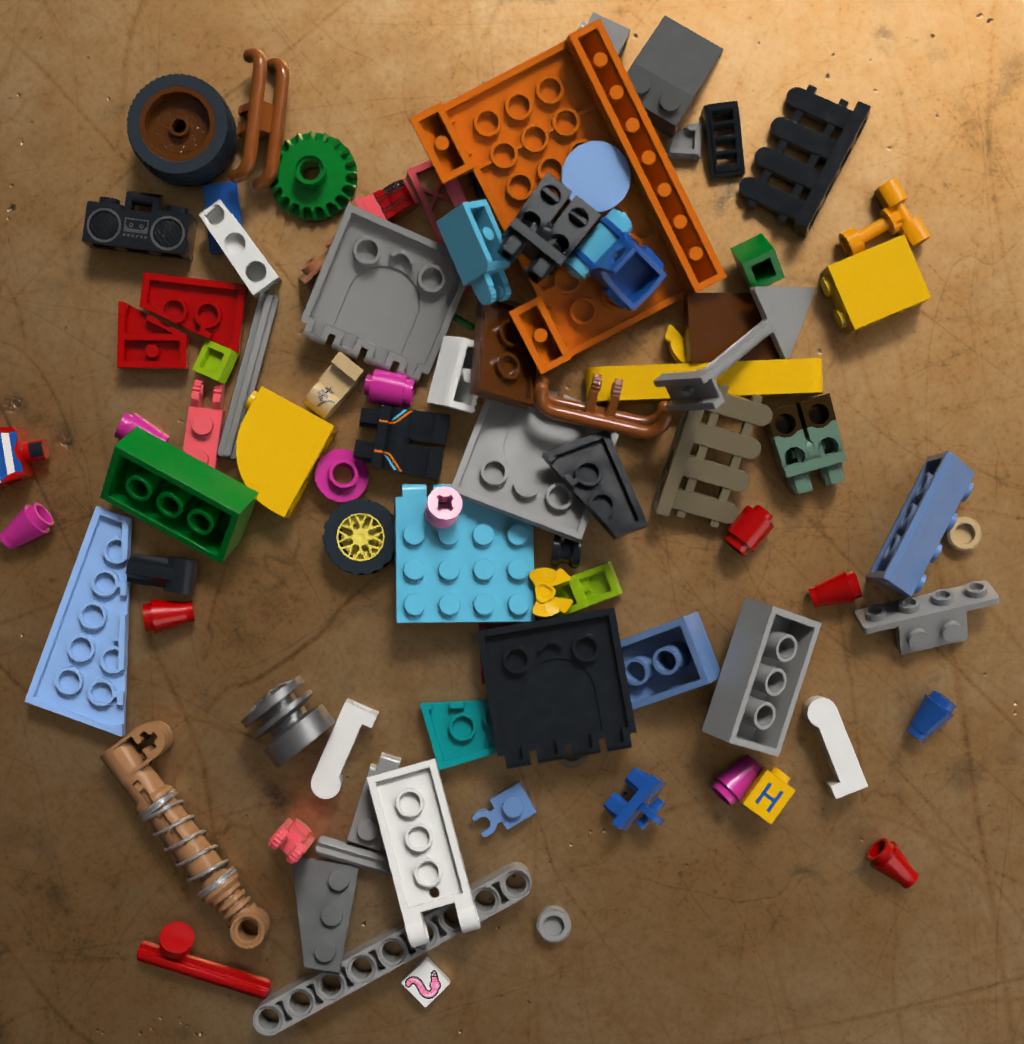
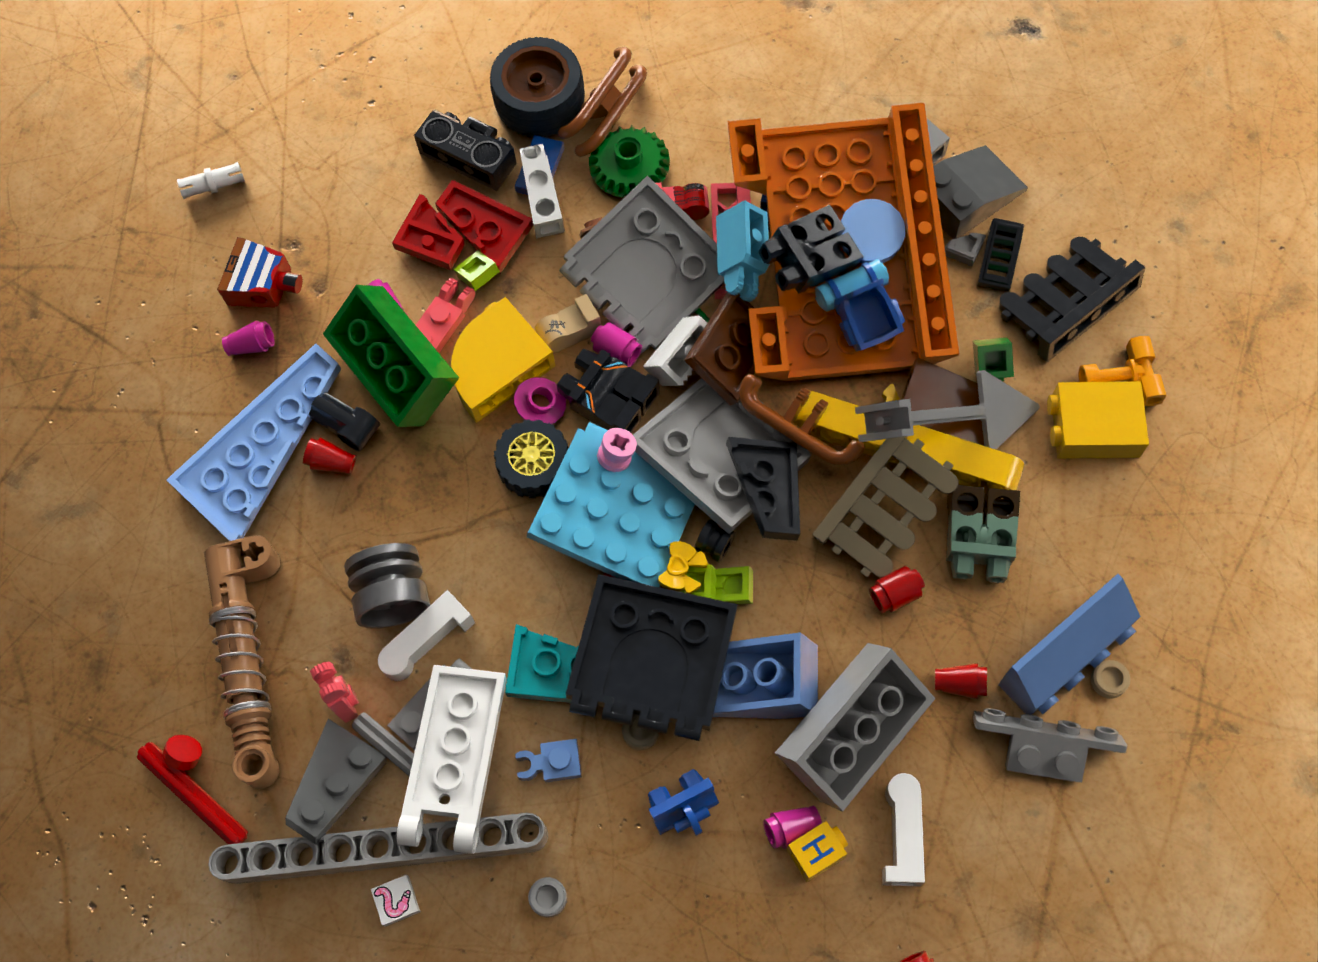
camera: 25 degrees right, 20 degrees down
(248, 371) = (503, 285): light grey axle -> none
(931, 715) = (1017, 842): blue cone -> none

